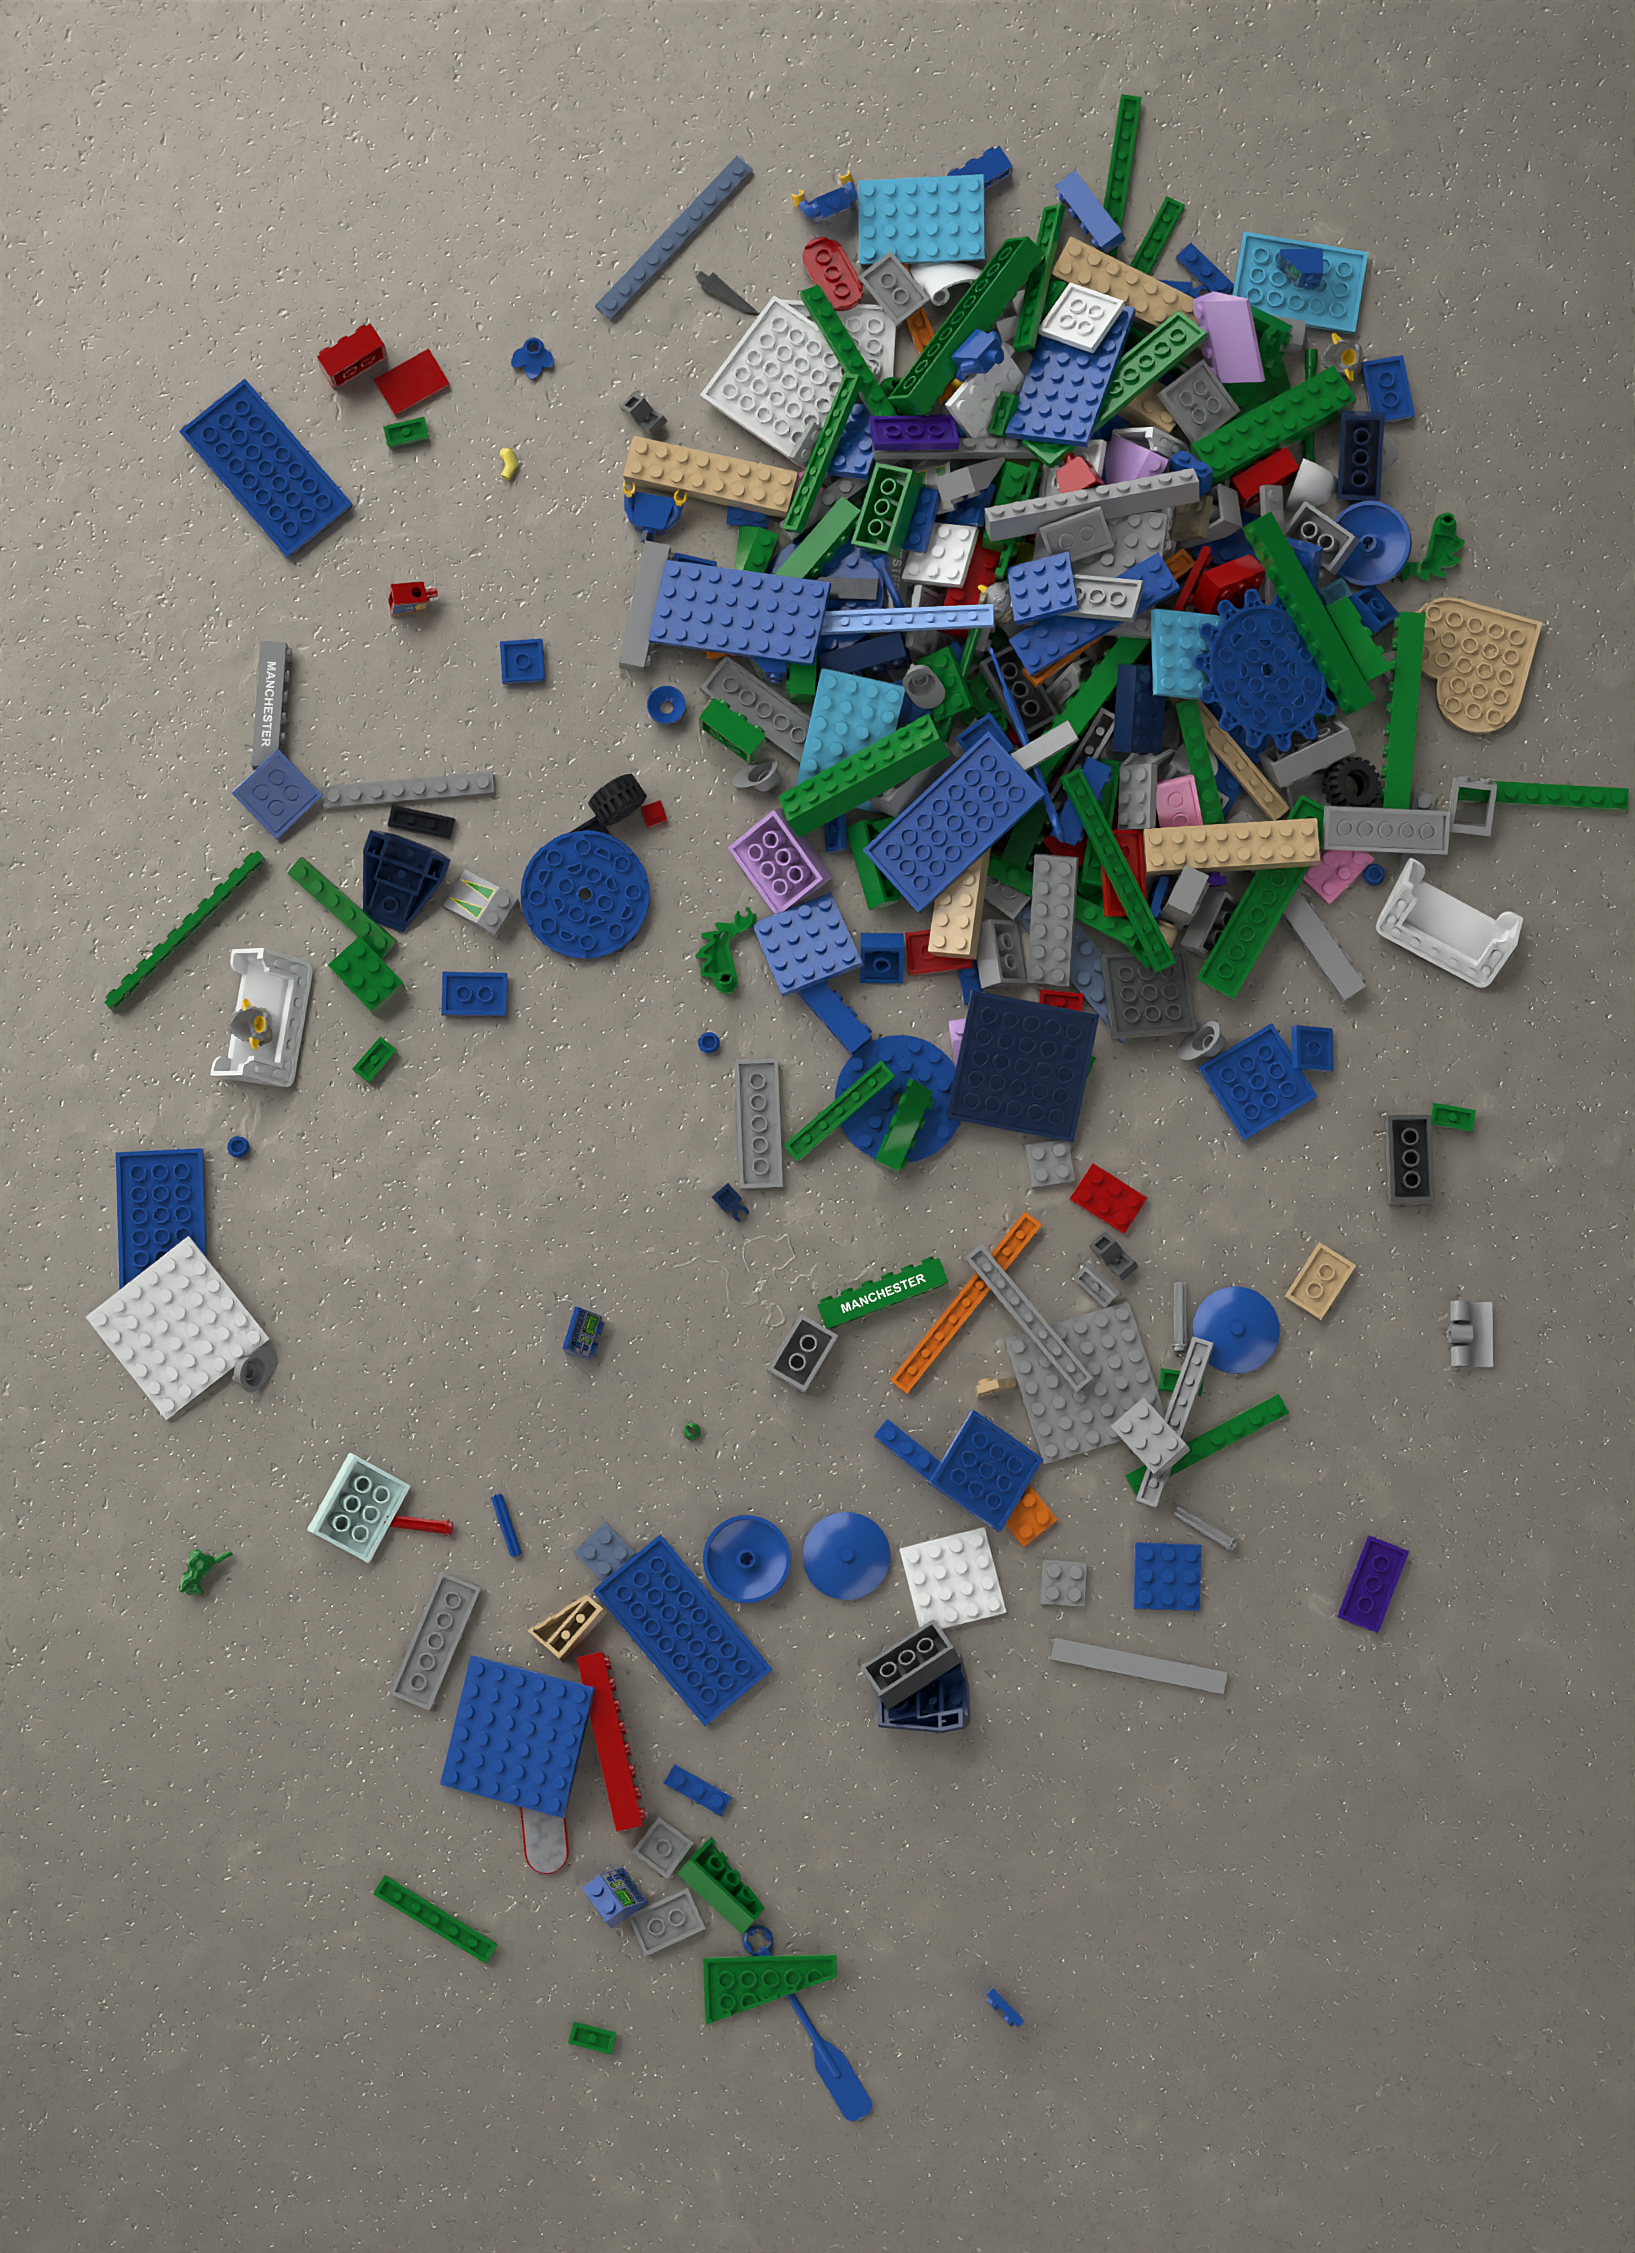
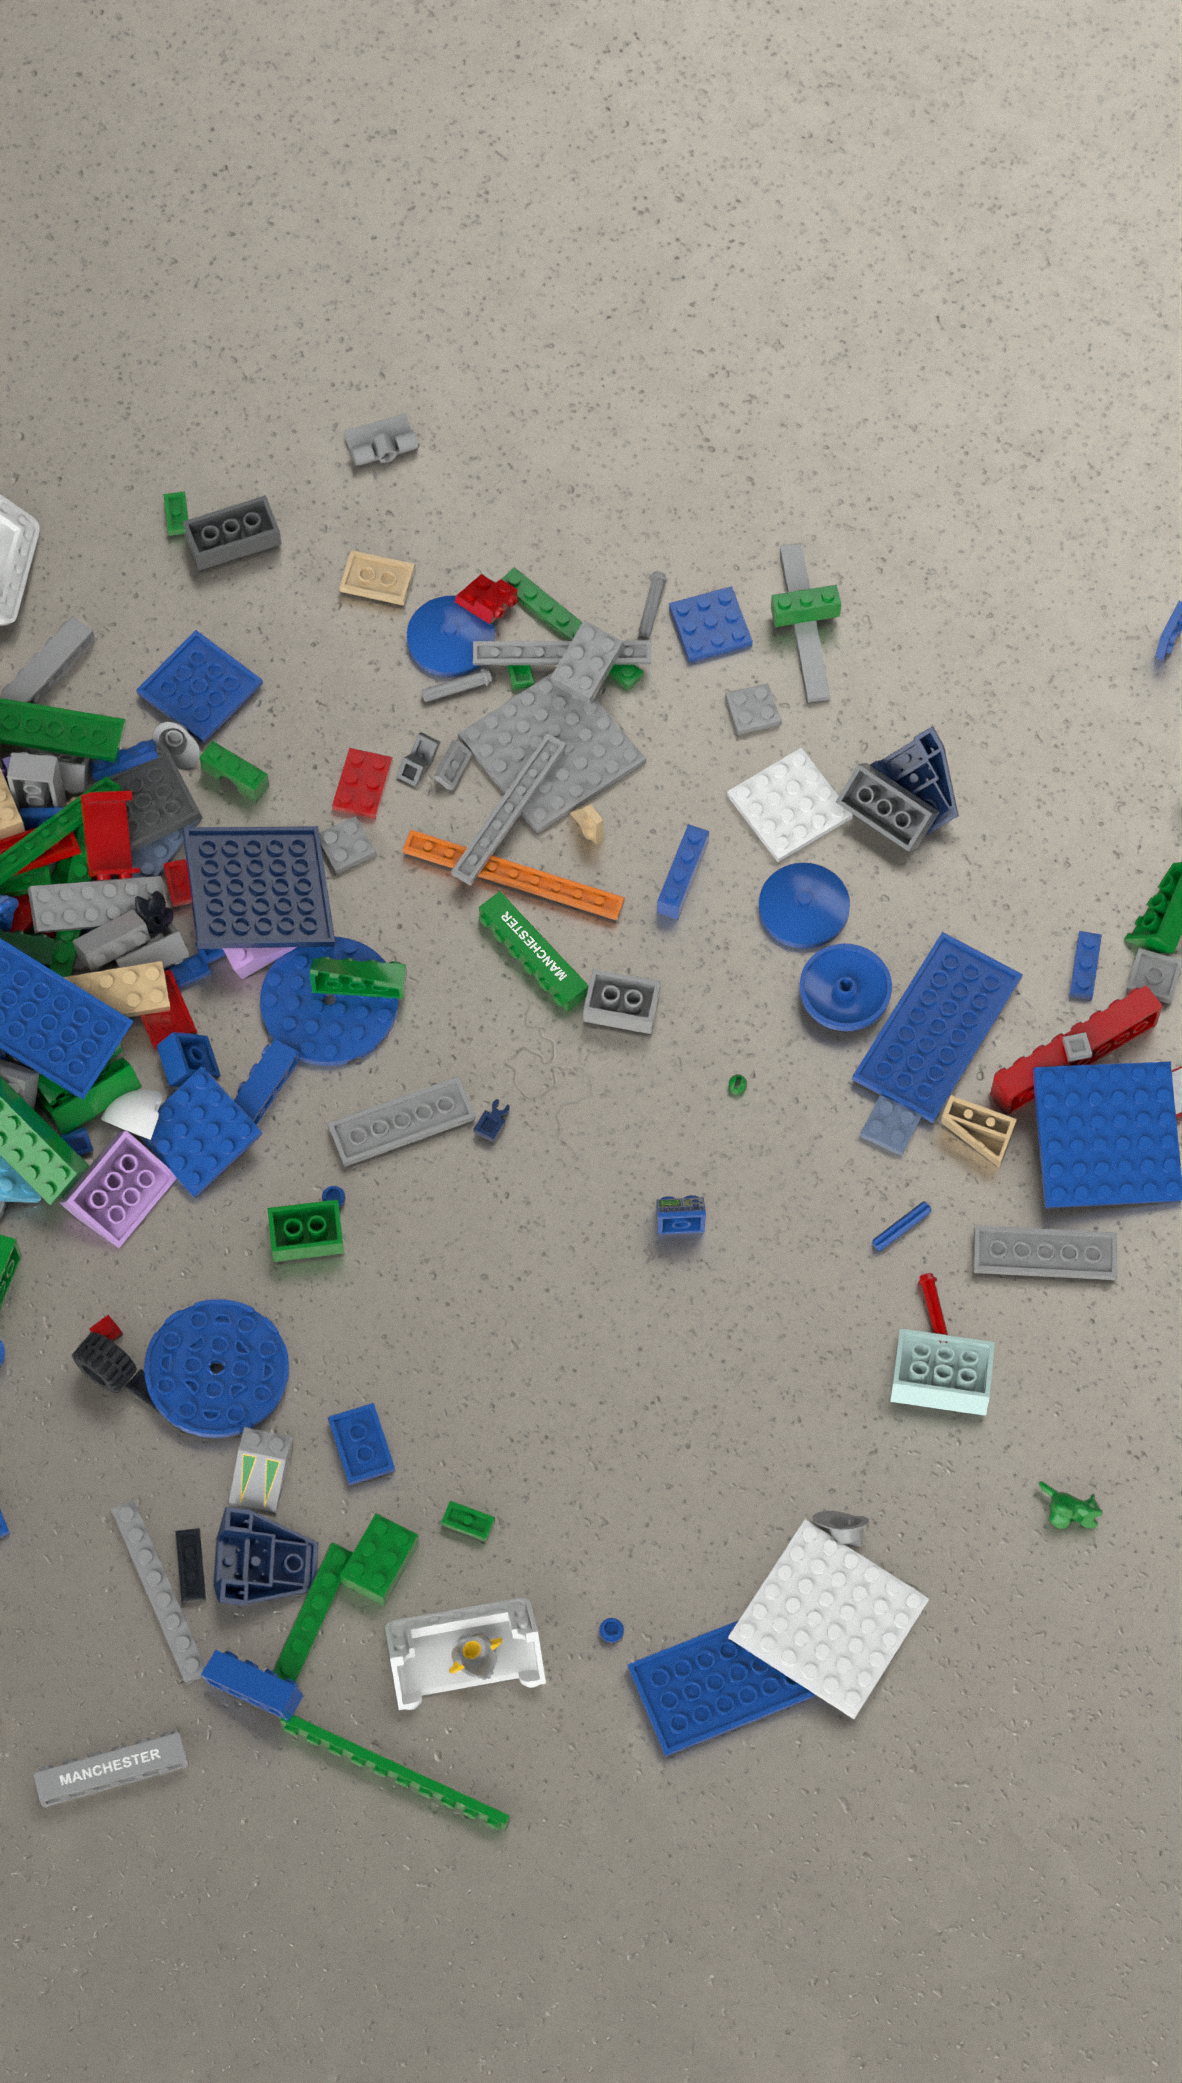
camera: 110 degrees left, 15 degrees down
(276, 793) = (209, 1721): blue plate -> none
(294, 836) = (252, 1684): none -> blue brick
(600, 1734) = (1077, 1047): none -> light grey plate
(681, 1006) = (305, 1230): none -> green brick
(718, 955) = (234, 1219): green animal -> none
(760, 775) = (32, 1238): light grey piece -> none
(839, 1111) = (362, 1044): green plate -> none
(842, 894) = (135, 1112): none -> white brick
(985, 1471) = (674, 799): blue plate -> none
(1012, 920) = (111, 940): none -> light grey brick
(1029, 1517) = (701, 760): orange plate -> none
(1034, 968) = (154, 912): none -> black plate
(1112, 945) = (107, 834): none -> red panel
(1148, 1668) = (805, 605): none -> green brick
(1155, 1084) = (248, 778): none -> green arch
(1199, 994) = (126, 759): none -> blue plate
(1261, 1375) = (487, 598): none -> red plate
(1312, 1048) = (150, 646): blue plate -> none
(1372, 1584) = (648, 452): dark purple plate -> none

